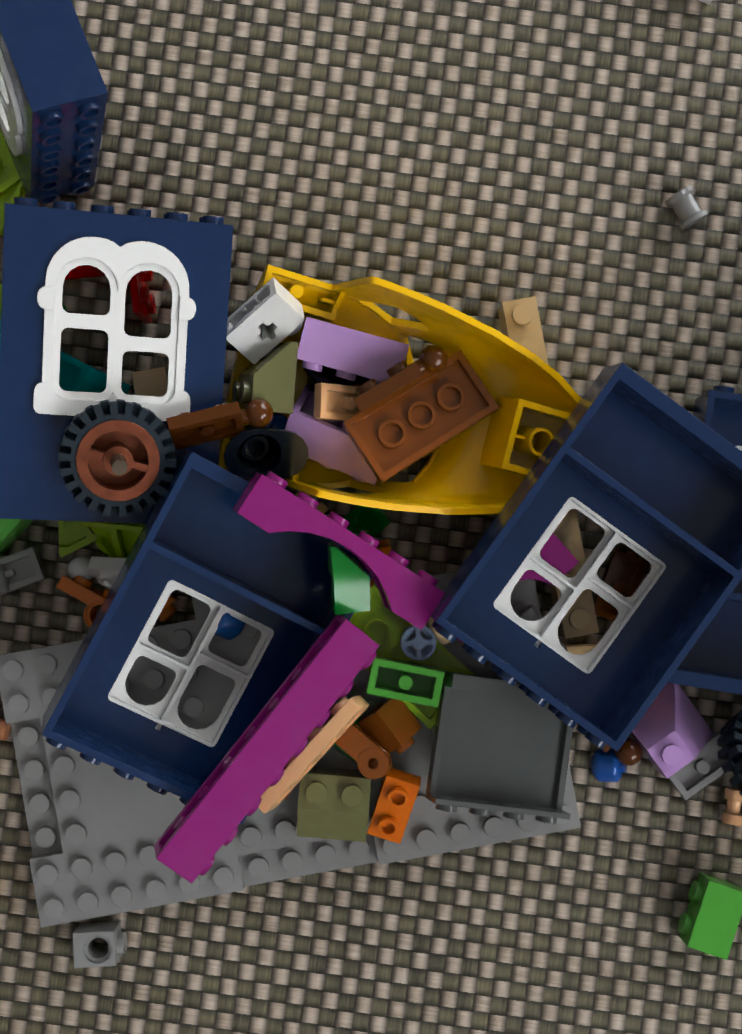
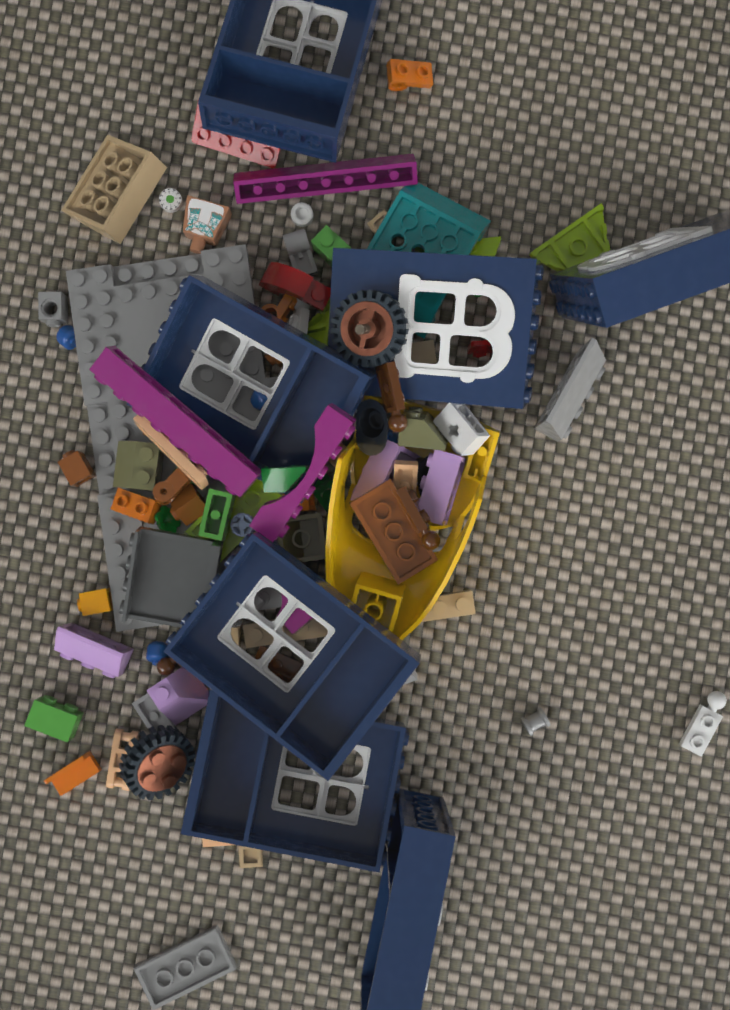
camera: 90 degrees right, 0 degrees up
(49, 582) = (296, 283): none -> red arch
(141, 922) = (66, 337): none -> blue piece
(202, 166) = (572, 391): none -> light grey slope
(338, 898) = (76, 468): none -> dark orange brick
(414, 759) = (165, 520): none -> green plant
(434, 547) = (305, 538): none -> olive slope
(537, 861) = (95, 602): none -> light orange brick
(608, 862) = (92, 649): none -> lavender slope

